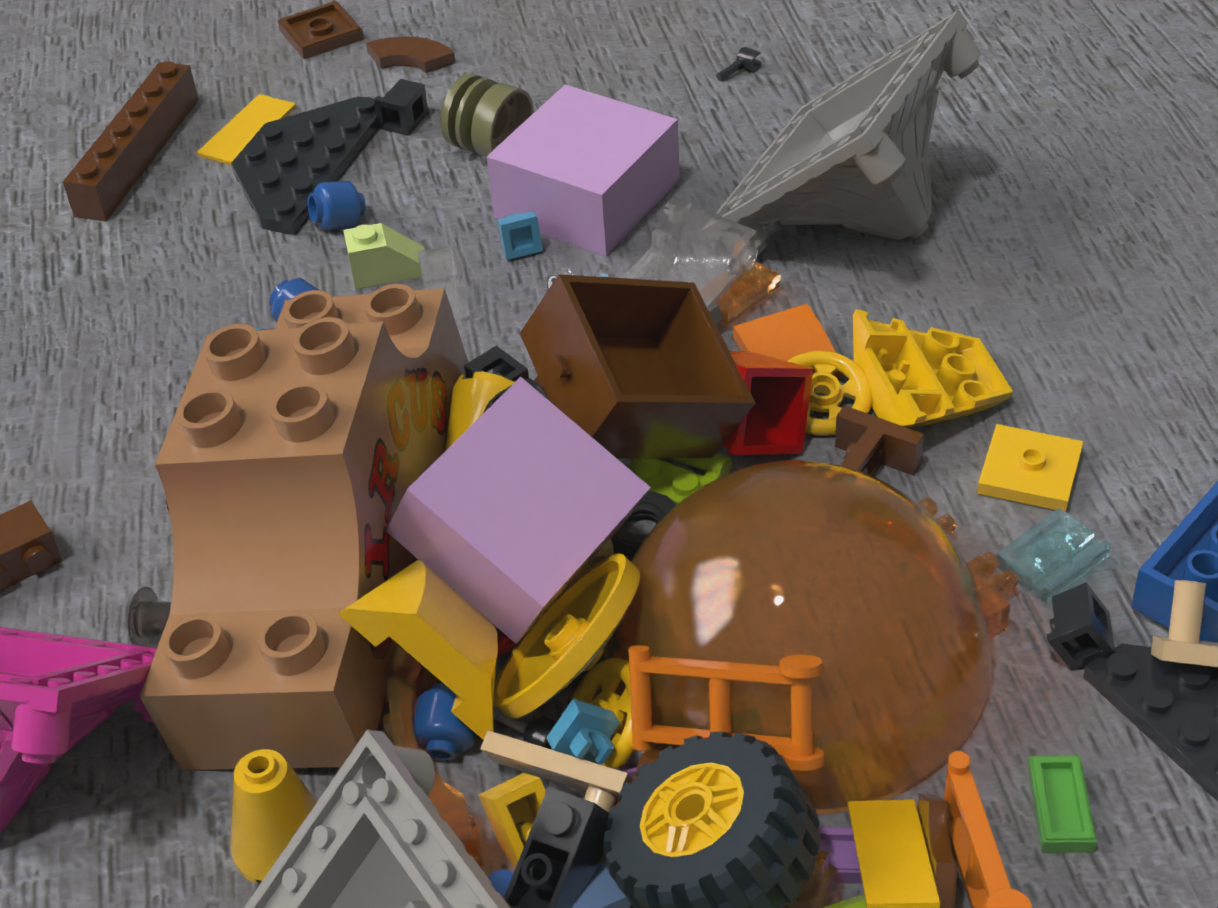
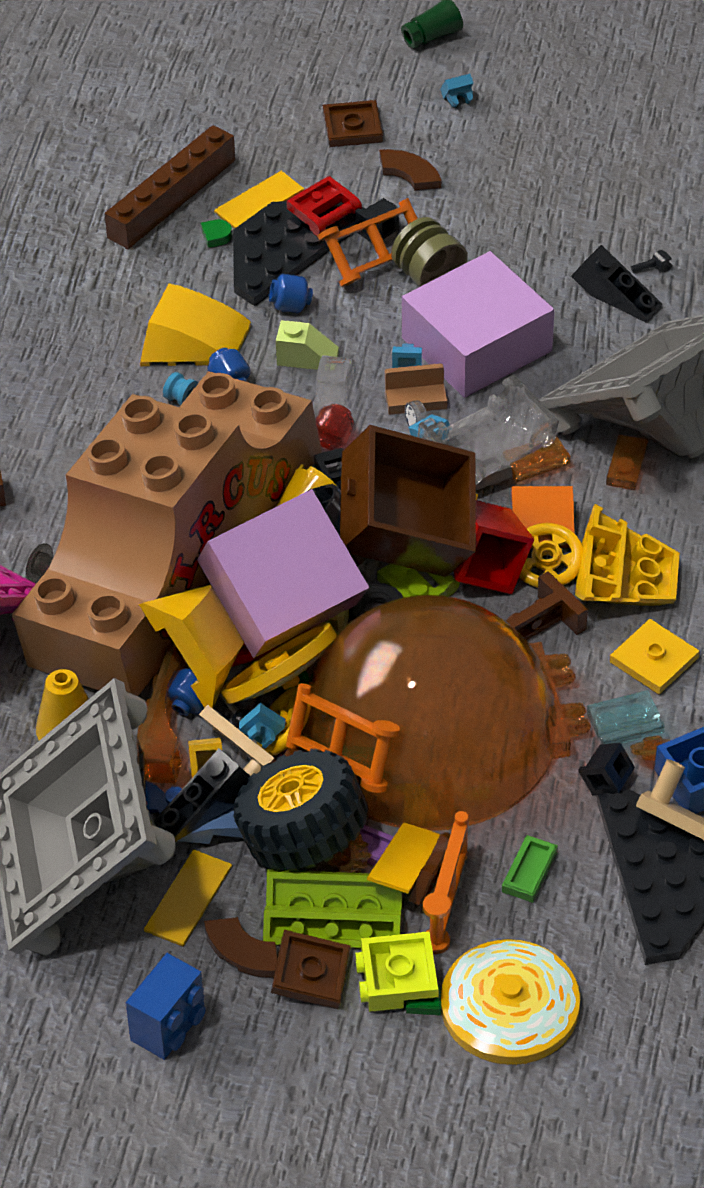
camera: 20 degrees right, 5 degrees up
(210, 172) = (216, 232): none -> green tile
(227, 277) = (191, 328): none -> yellow wedge
(325, 97) = (319, 198): none -> red plate
(362, 126) = (333, 234): none -> orange piece
(474, 326) = (334, 426): none -> clear red head
(540, 253) = (415, 383): none -> medium nougat panel
(709, 92) = (613, 284): none -> black slope
(845, 264) = (627, 462): none -> clear orange plate
(1114, 578) = (648, 747): none -> clear orange piece

